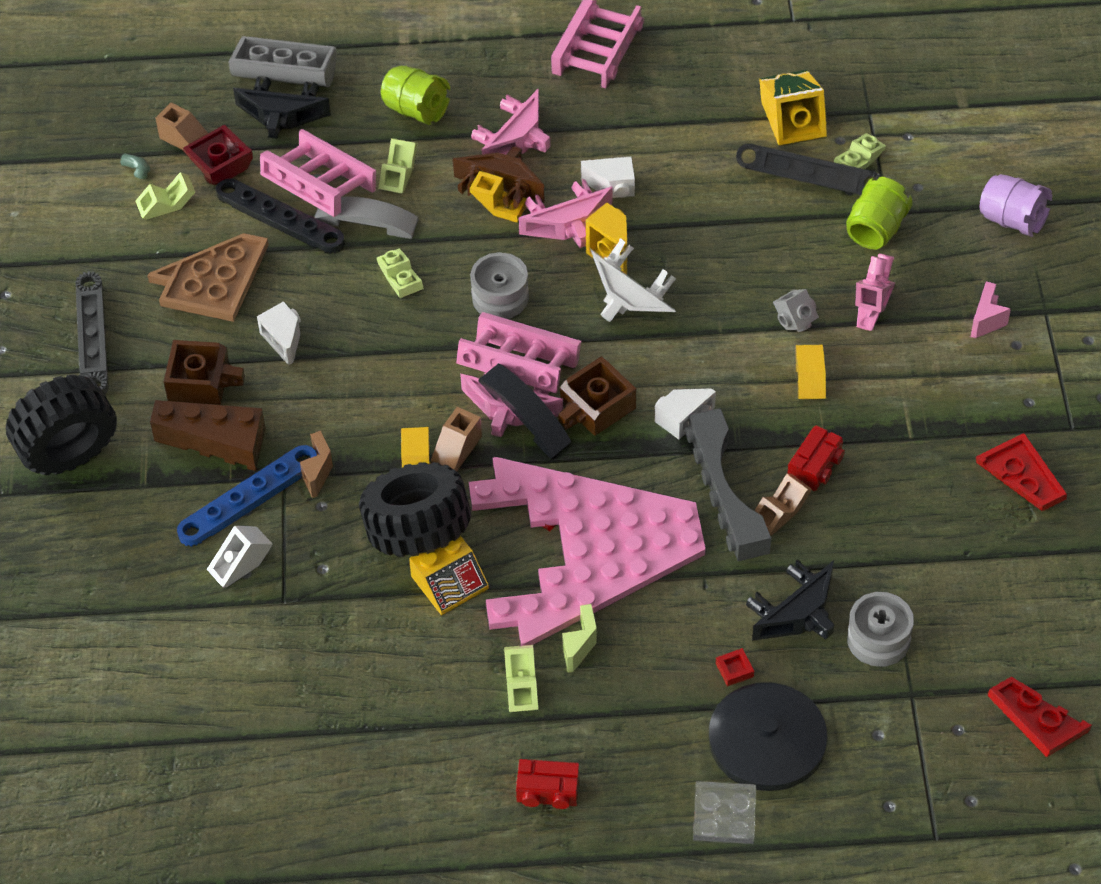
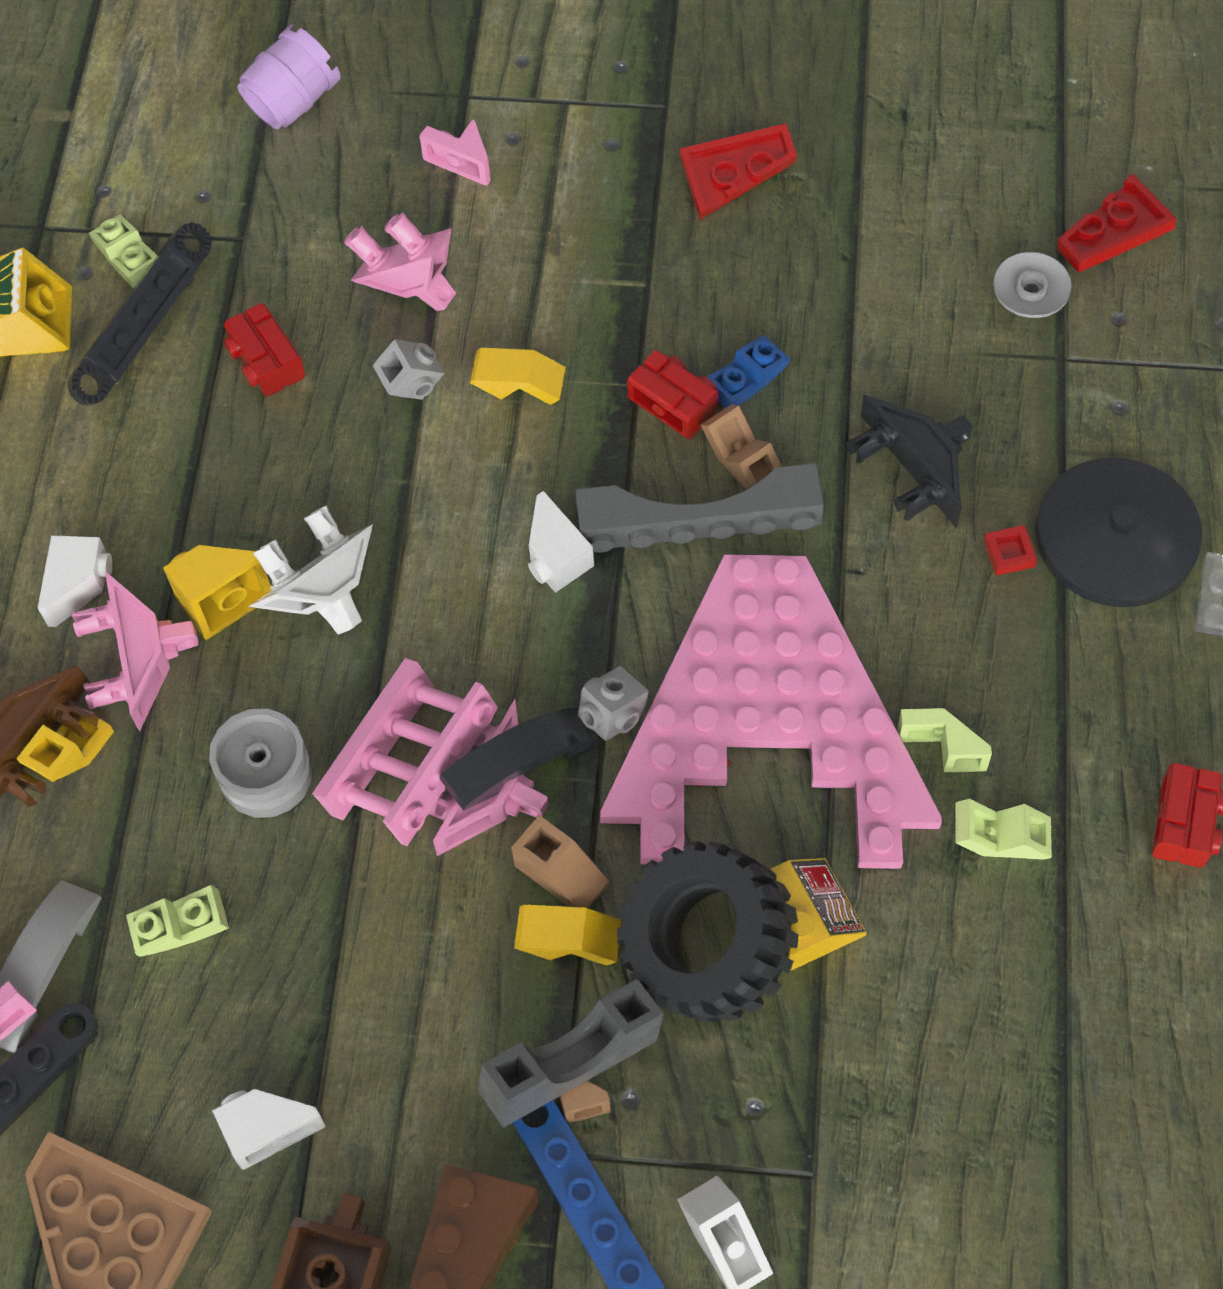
camera: 80 degrees left, 10 degrees up
(309, 429) = (532, 1076): none -> dark grey arch
(570, 451) = (612, 703): none -> light grey brick
(596, 397) = (515, 653): reddish brown hinge -> none
(796, 236) = (263, 349): none -> red brick
(849, 504) = (749, 372): none -> blue slope
(878, 213) = (259, 238): lime piece -> none
(880, 629) = (974, 365): light grey wheel -> none
(965, 653) = (1032, 273): none -> light grey dish

